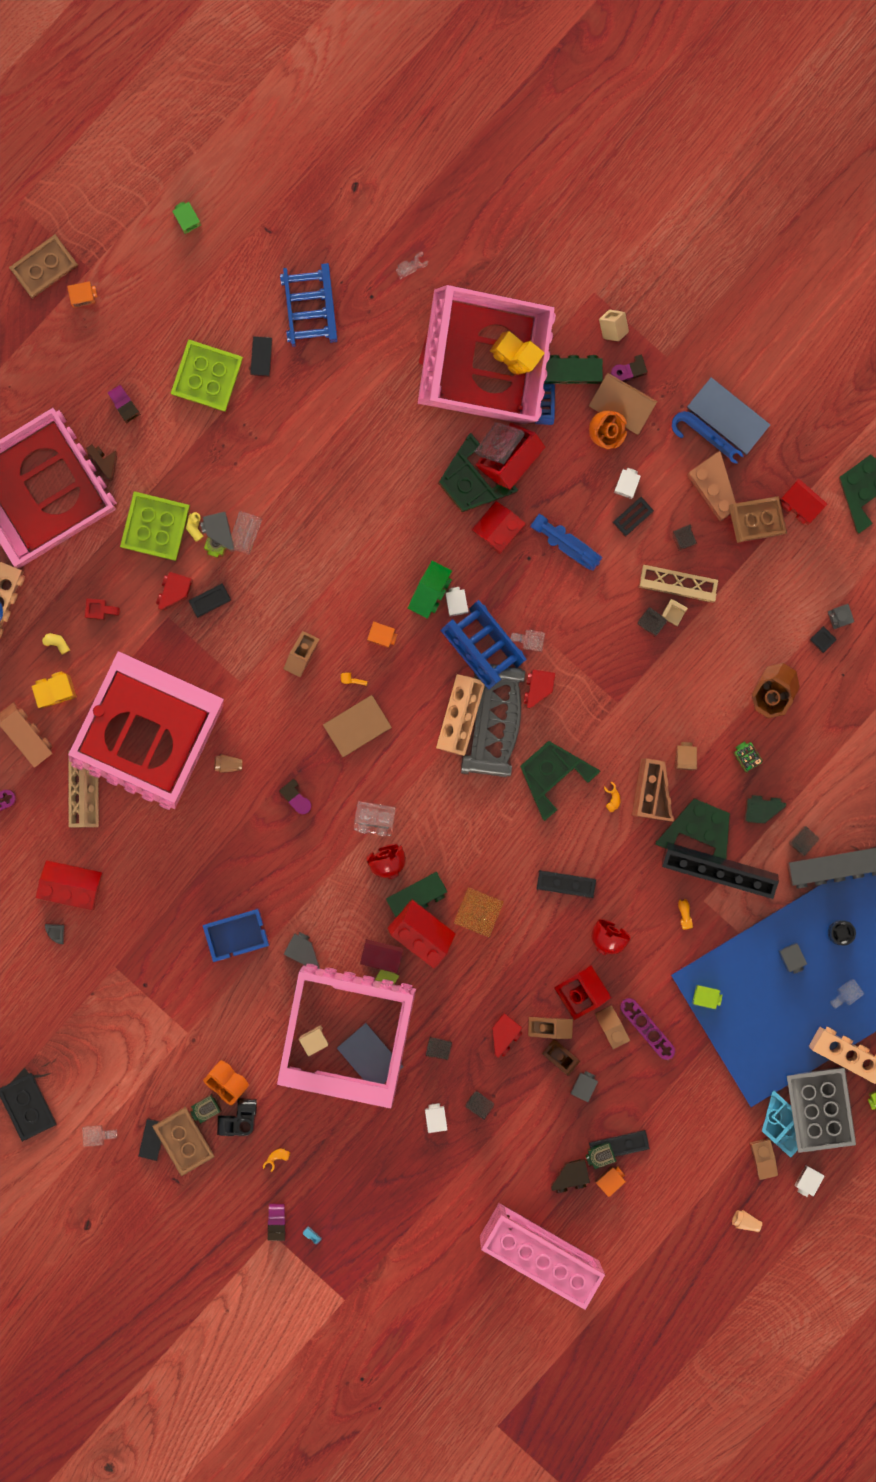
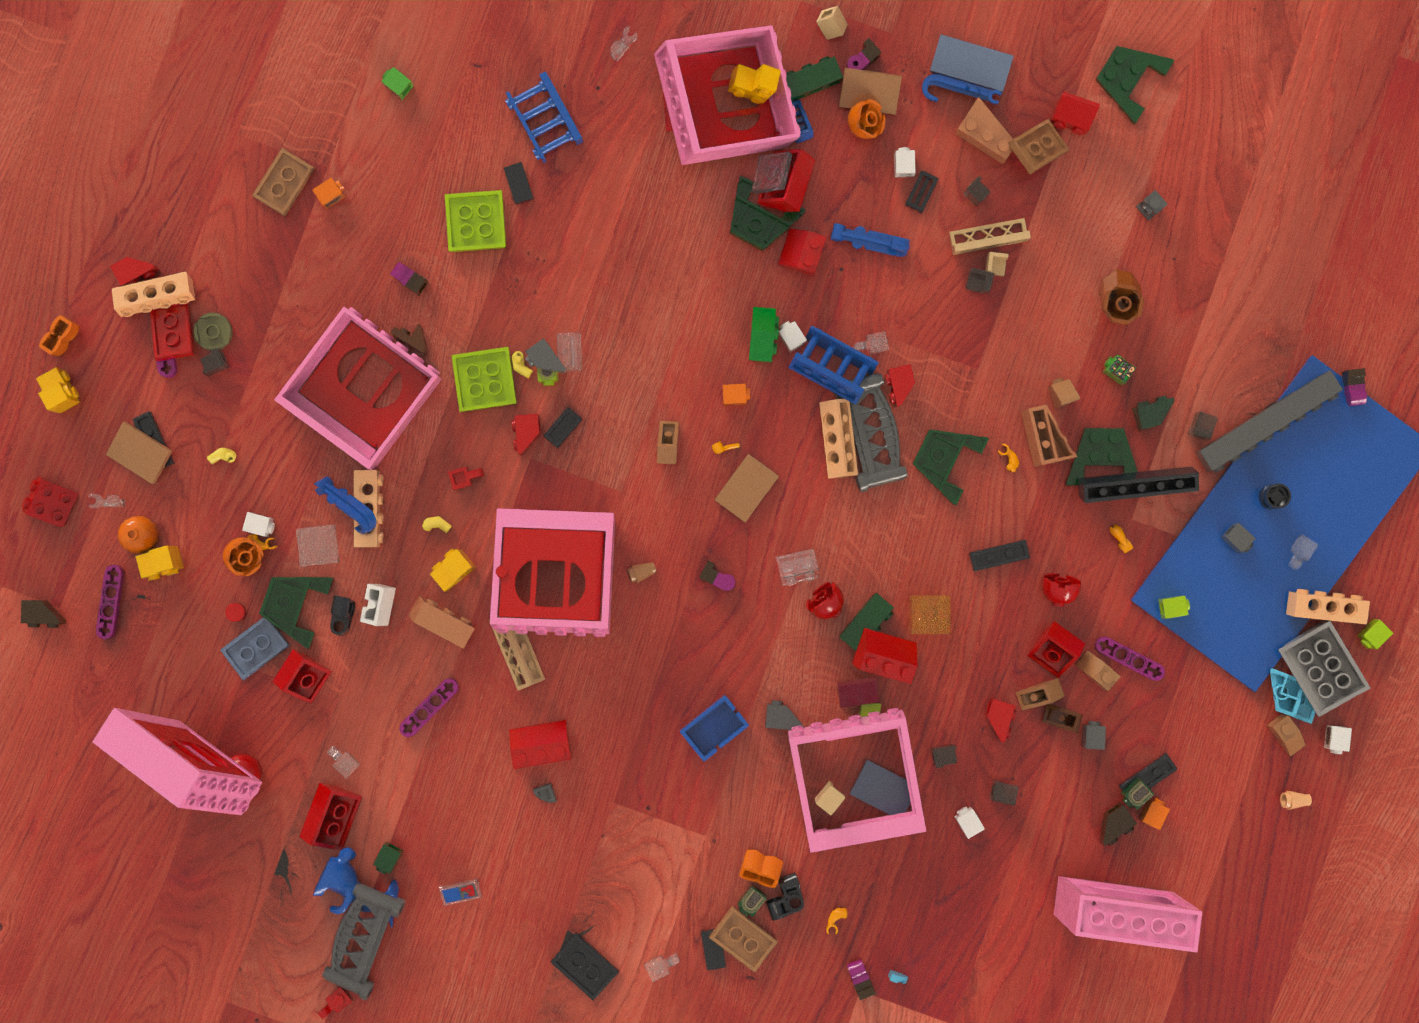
camera: 15 degrees left, 0 degrees up
(823, 639) = (1142, 233): black tile -> none

